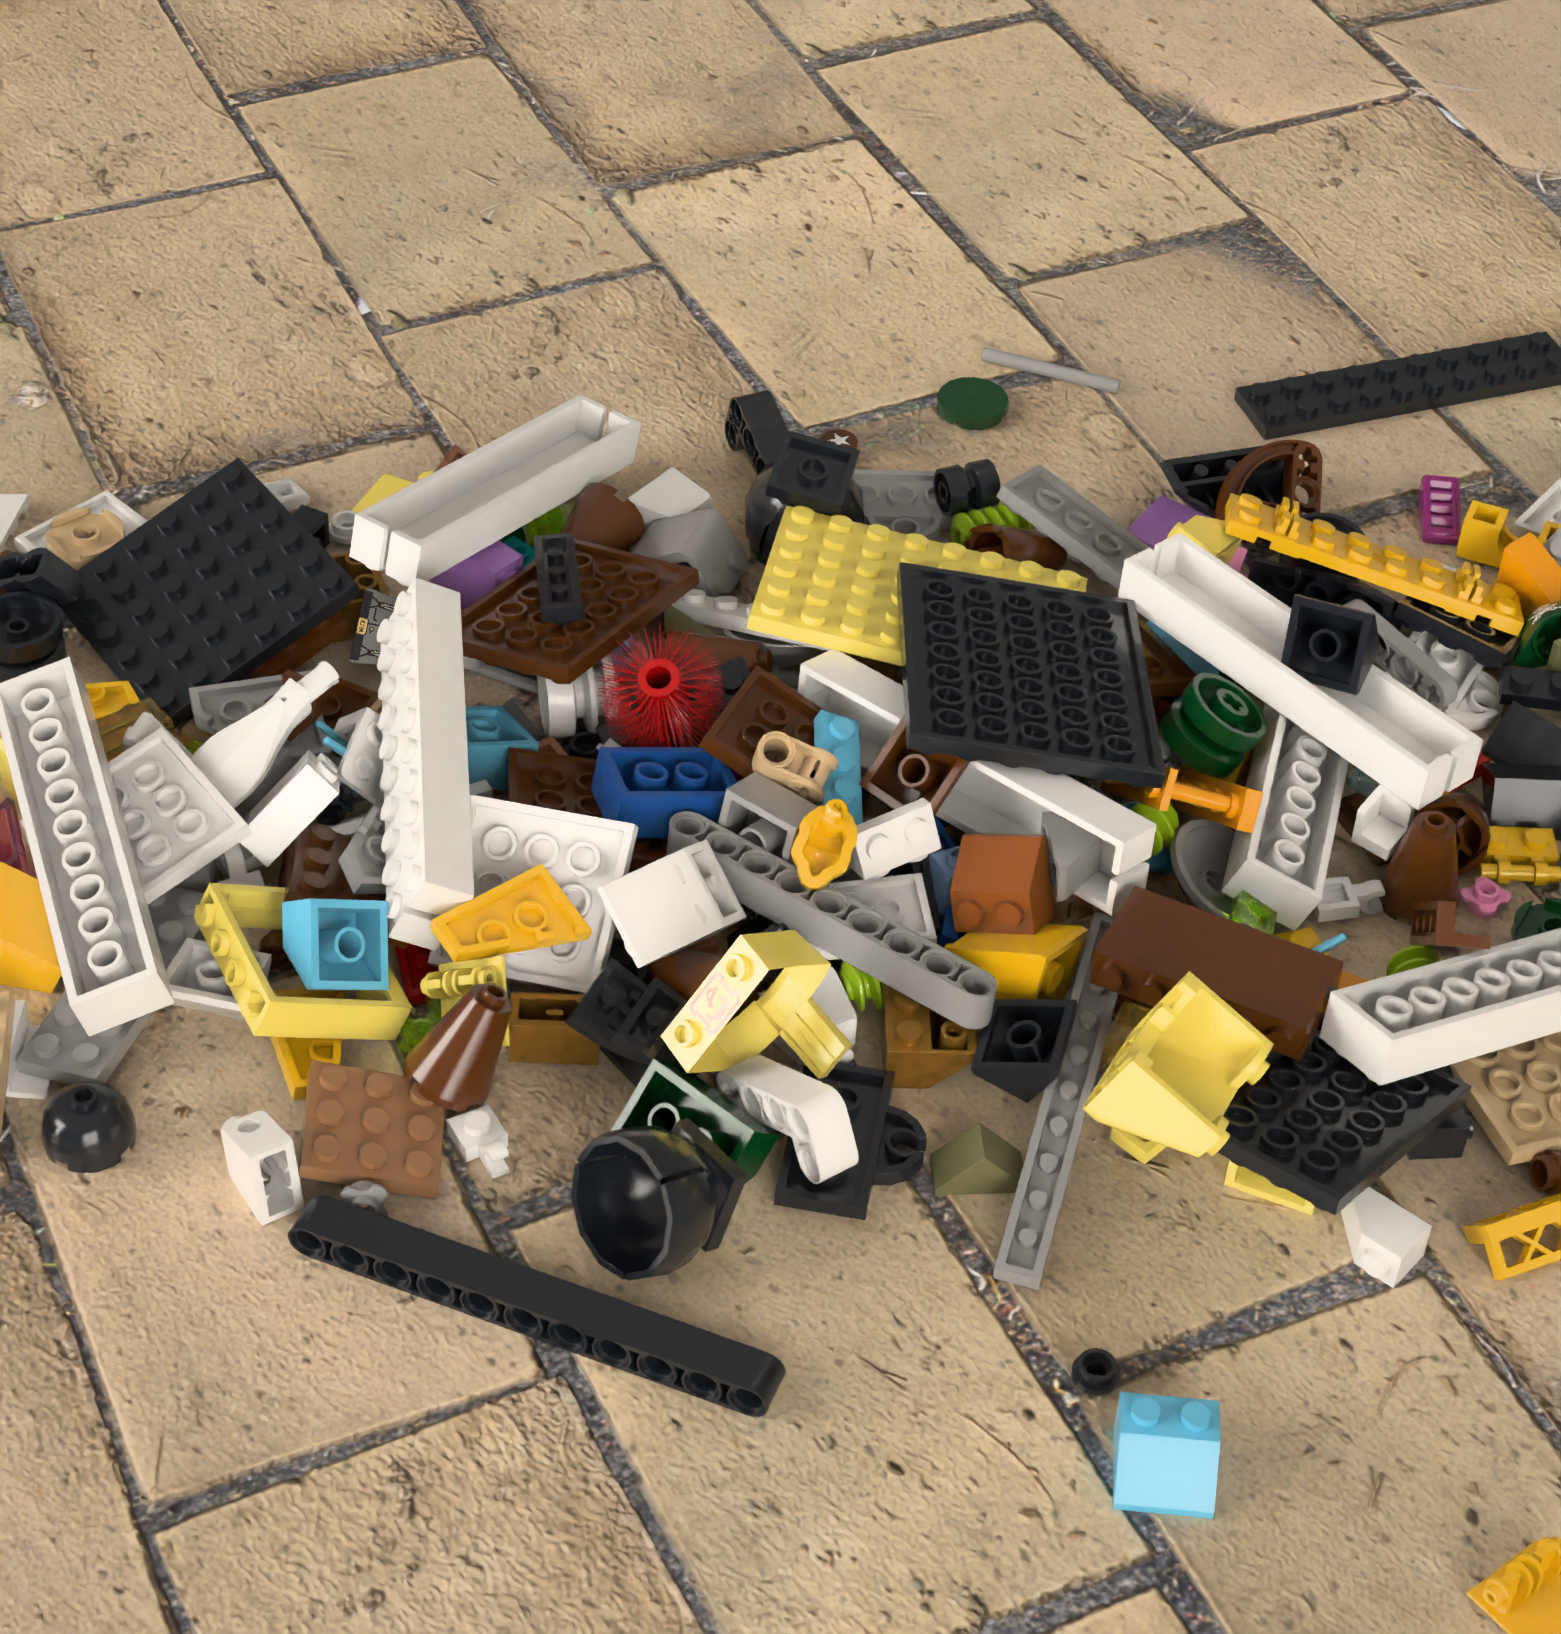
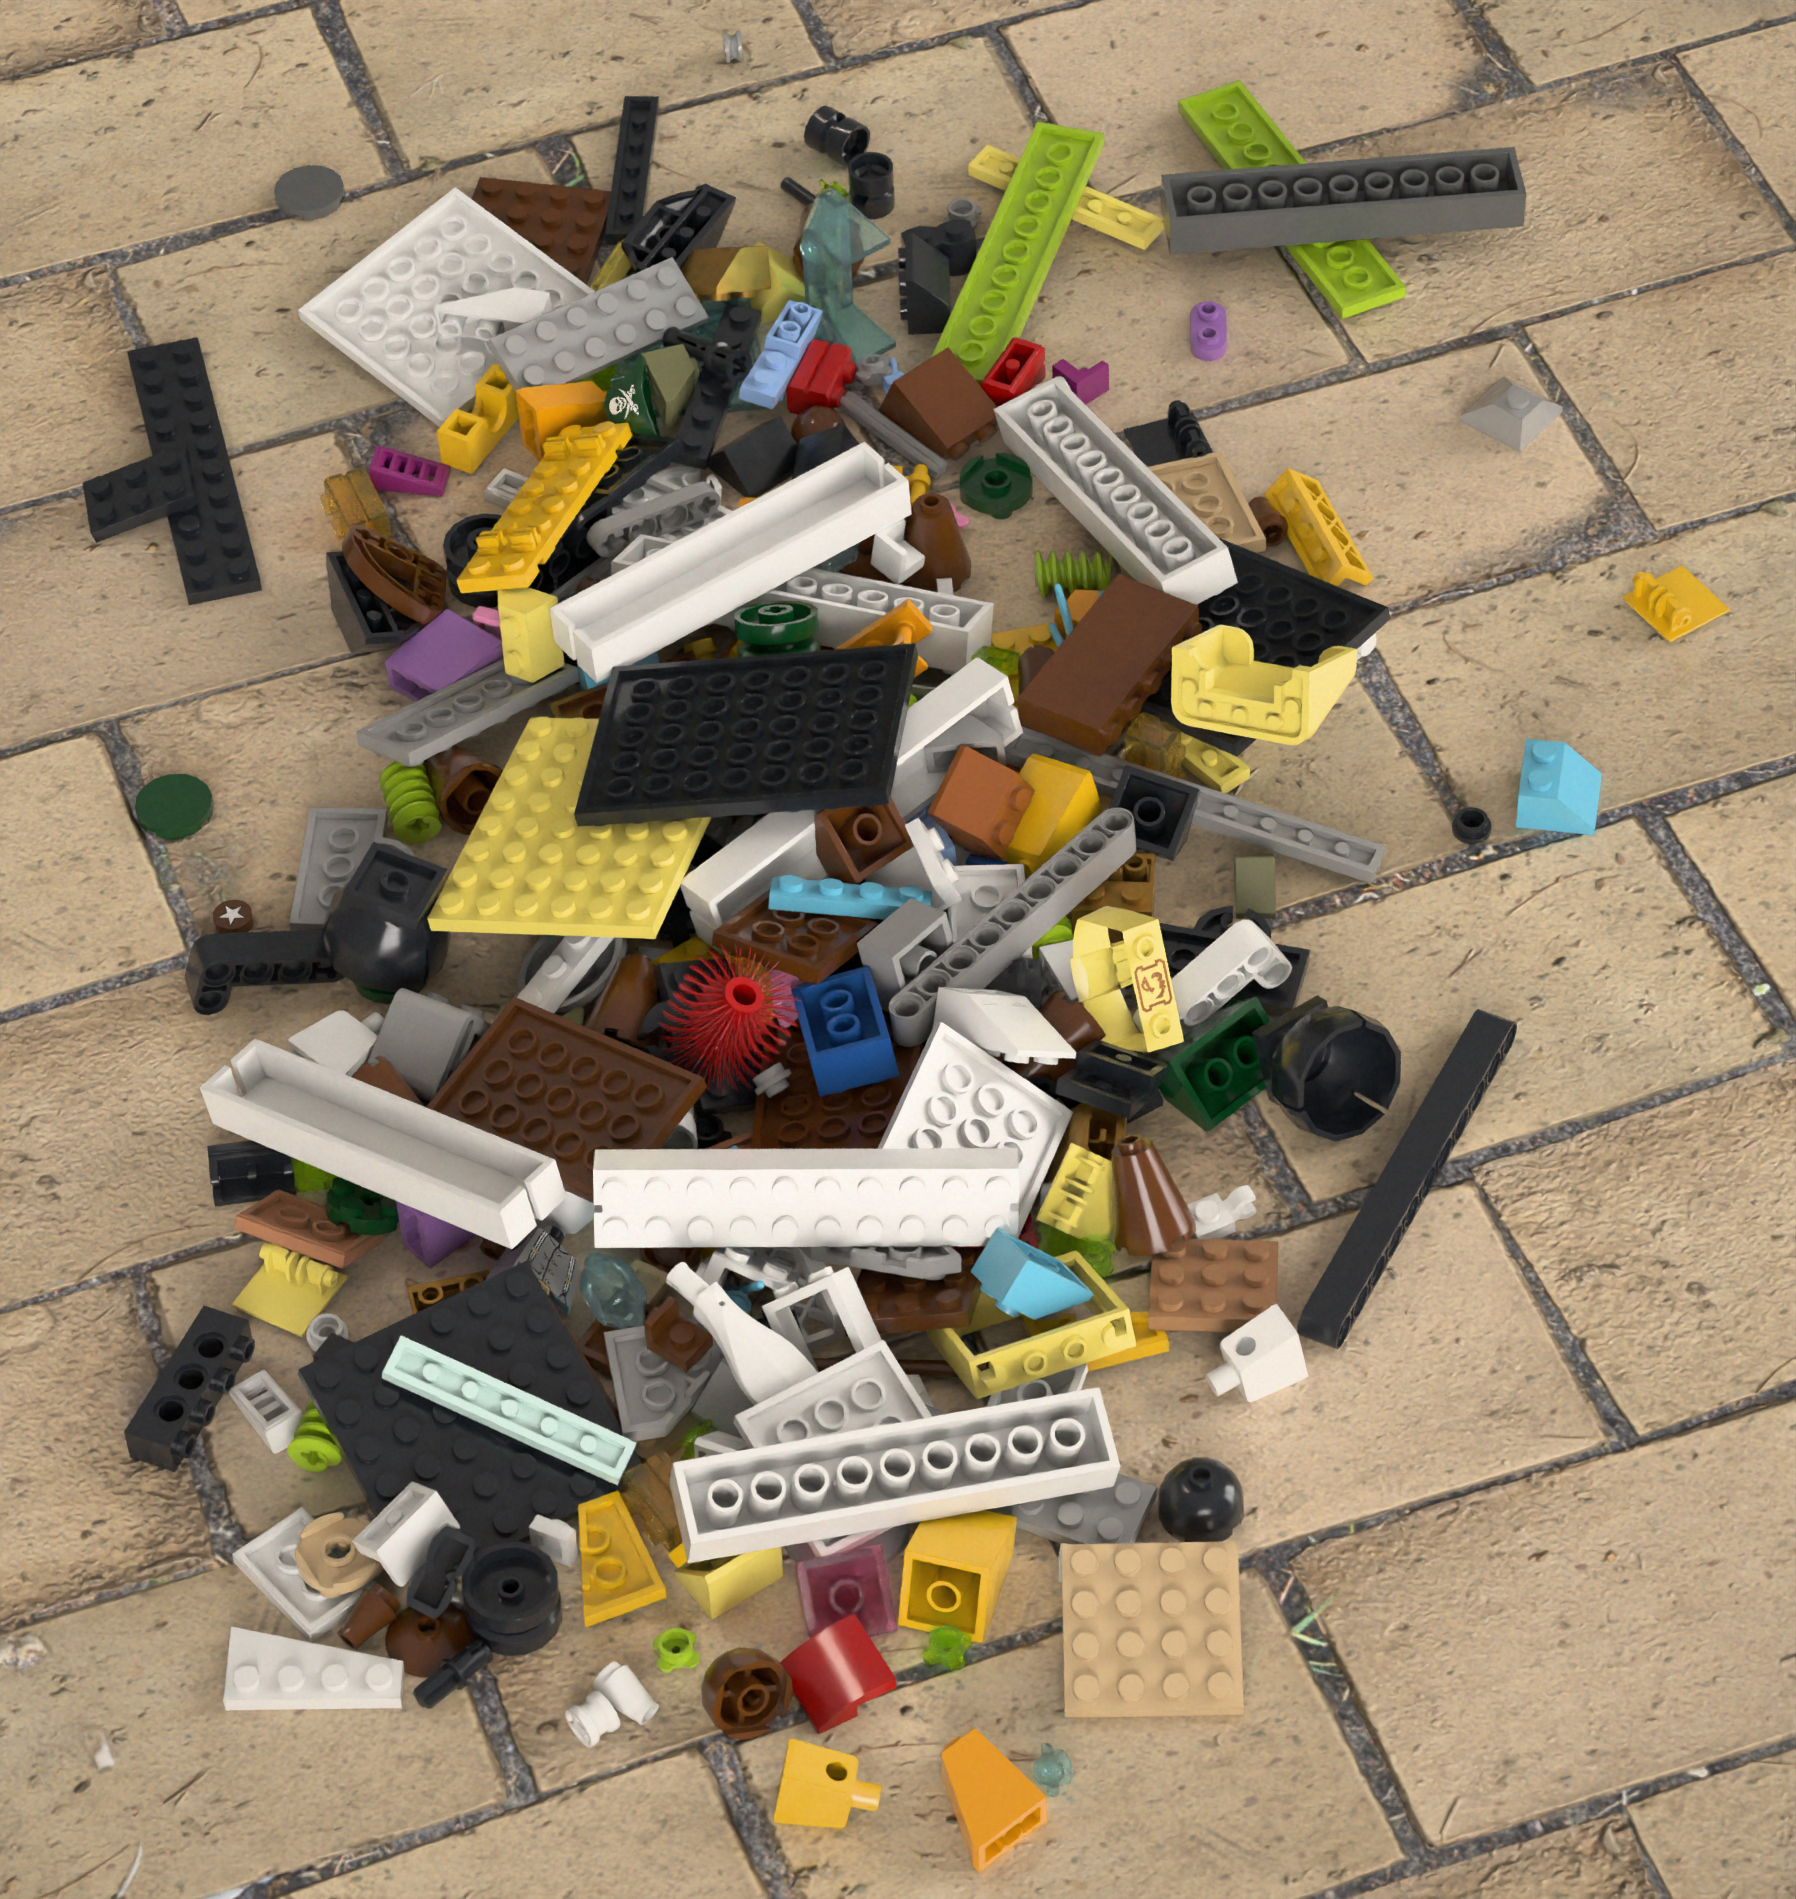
camera: 80 degrees left, 5 degrees up
(85, 553) = (404, 1530): none -> white panel
(93, 664) = (554, 1539): none -> white plate
(194, 597) = (509, 1410): none -> light aqua plate
(286, 451) = (189, 1389): none -> black brick
(356, 679) = (613, 1292): none -> clear light blue arm
(366, 1193) = (1297, 1290): light grey plate -> none
(511, 918) = (1018, 1123): yellow wing -> none
(557, 578) = (535, 1096): black plate -> none
(797, 765) = (856, 914): tan piece -> none
(824, 844) = (960, 898): yellow arm -> none
(966, 487) = (364, 800): black wheel -> none
(1051, 370) = (123, 740): light grey bar -> none
(1330, 644) = (744, 518): black slope -> none
(1354, 347) = (140, 493): none -> black plate
(1374, 478) = (354, 501): none -> clear yellow brick
(1435, 925) = (1034, 532): reddish brown fence -> none

